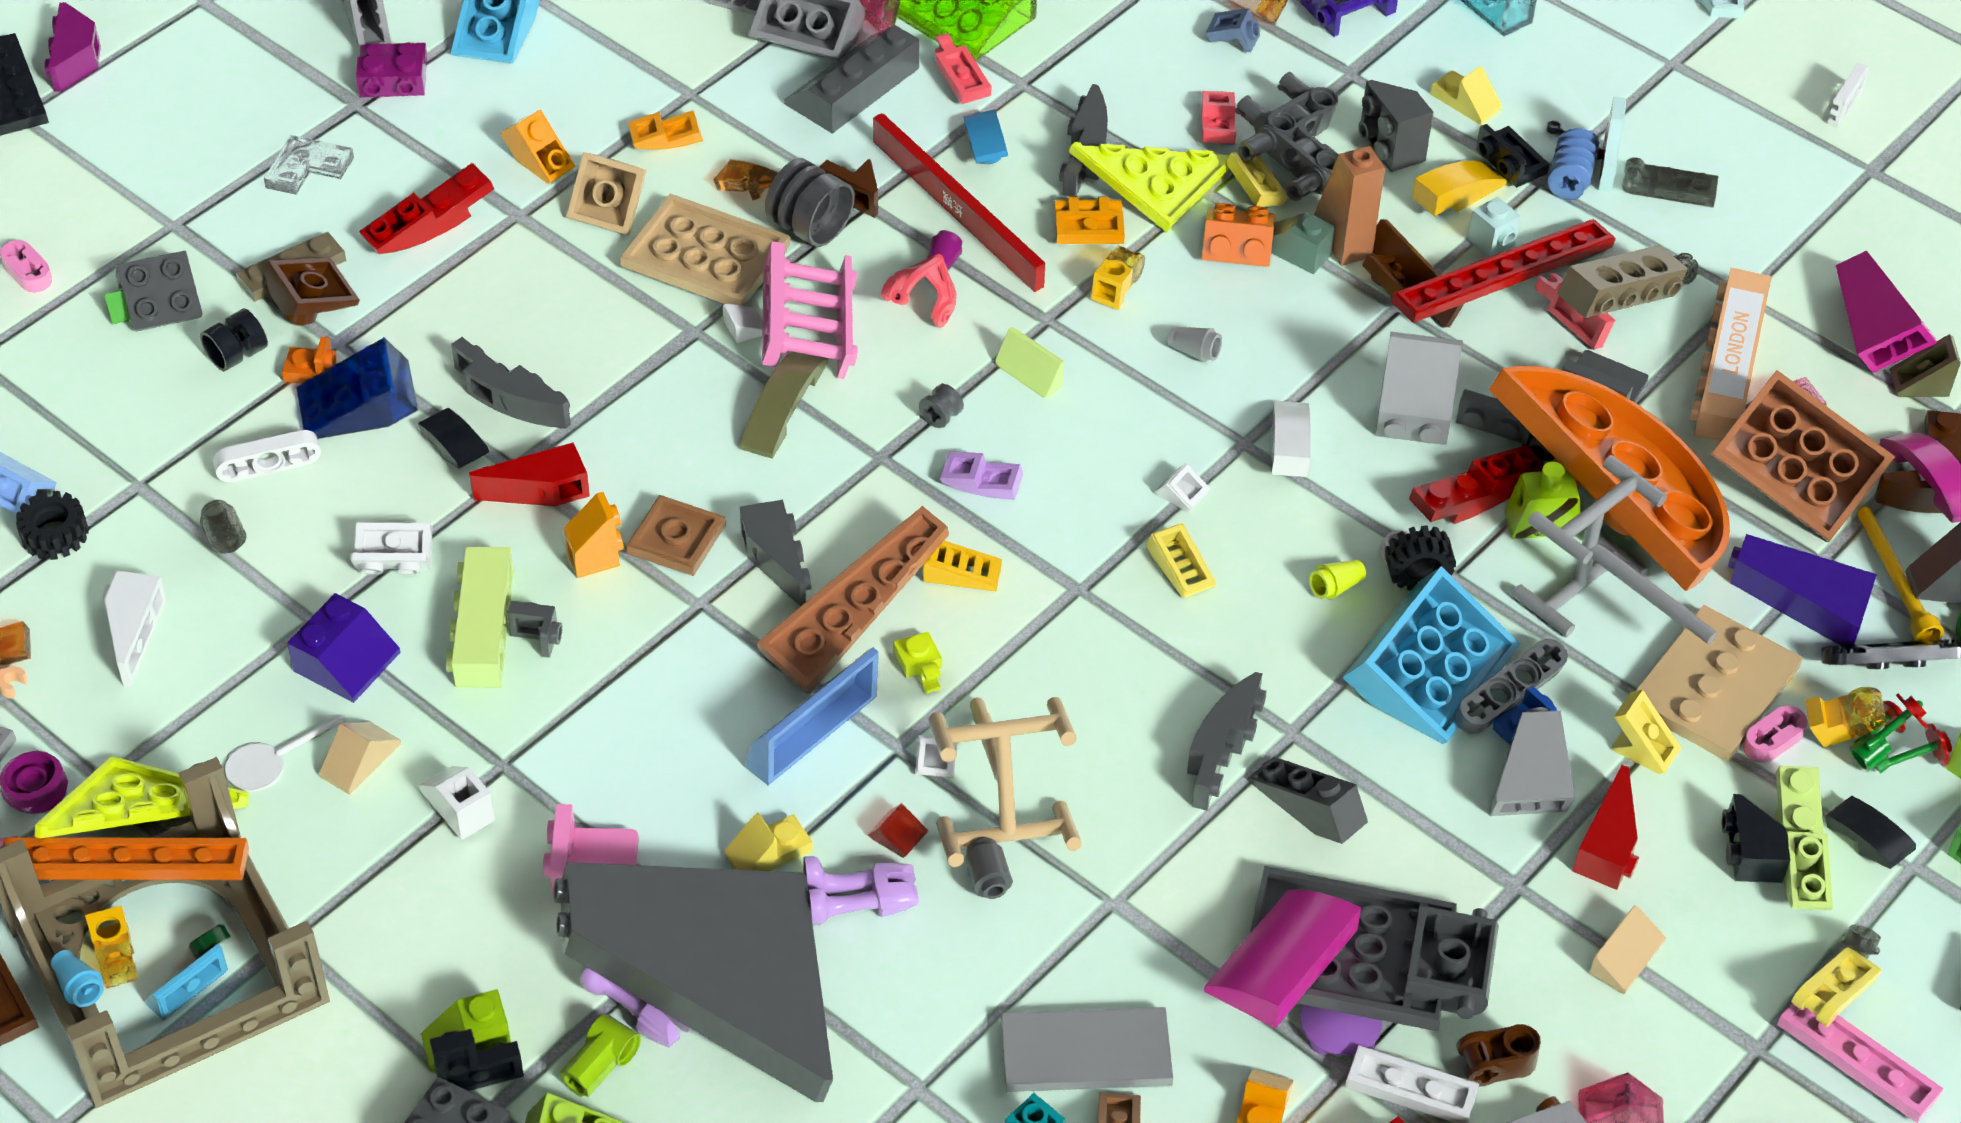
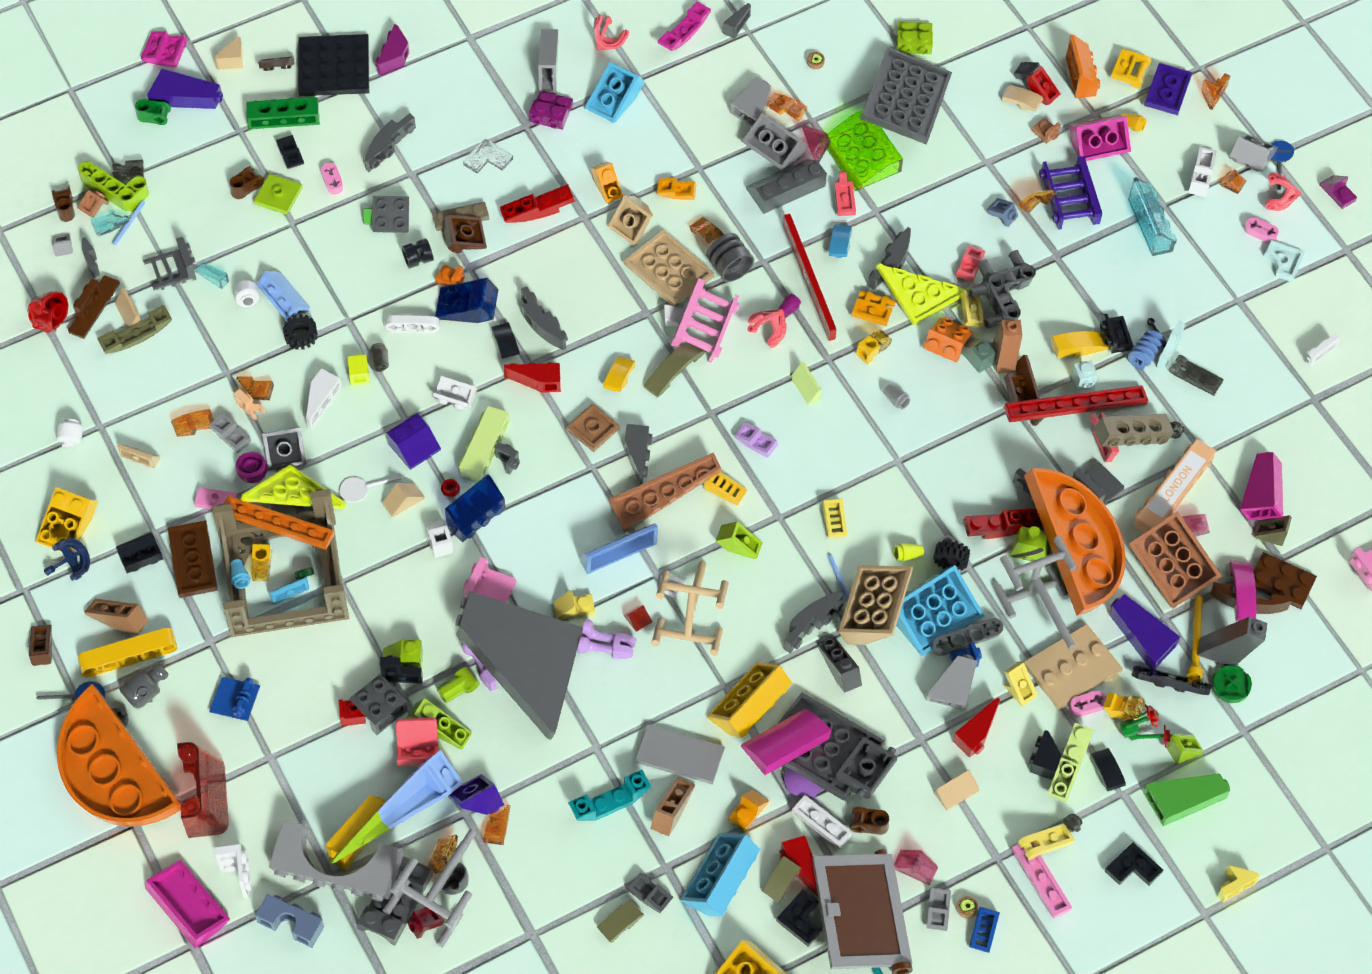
camera: 20 degrees right, 10 degrees up
(89, 728) = (284, 448): none -> dark grey slope
(106, 182) = (383, 143): none -> dark grey slope
(190, 557) = (358, 369): none -> neon yellow brick
(443, 702) = (450, 483): none -> red plate
(510, 726) = (474, 509): none -> clear blue slope
(593, 537) = (551, 419): light orange slope -> none
(687, 436) = (618, 374): none -> yellow slope
(862, 182) = (760, 252): reddish brown slope -> none
(920, 657) = (684, 530): neon yellow plate -> none
(941, 405) = (751, 395): dark grey wheel -> none
(988, 868) = (670, 651): dark grey brick -> none
(1027, 643) = (738, 540): none -> lime slope
(1174, 907) = (750, 699): none -> yellow slope
(1183, 488) = (854, 477): white slope -> none
(1238, 660) = (838, 576): none -> light blue axle
(1291, 439) = (920, 466): white slope -> none
(1332, 671) = (874, 603): none -> tan slope
(1395, 124) = (1059, 299): dark grey slope -> none
(1418, 388) = (992, 462): light grey slope -> none
(1468, 94) = (1112, 289): light yellow slope -> none

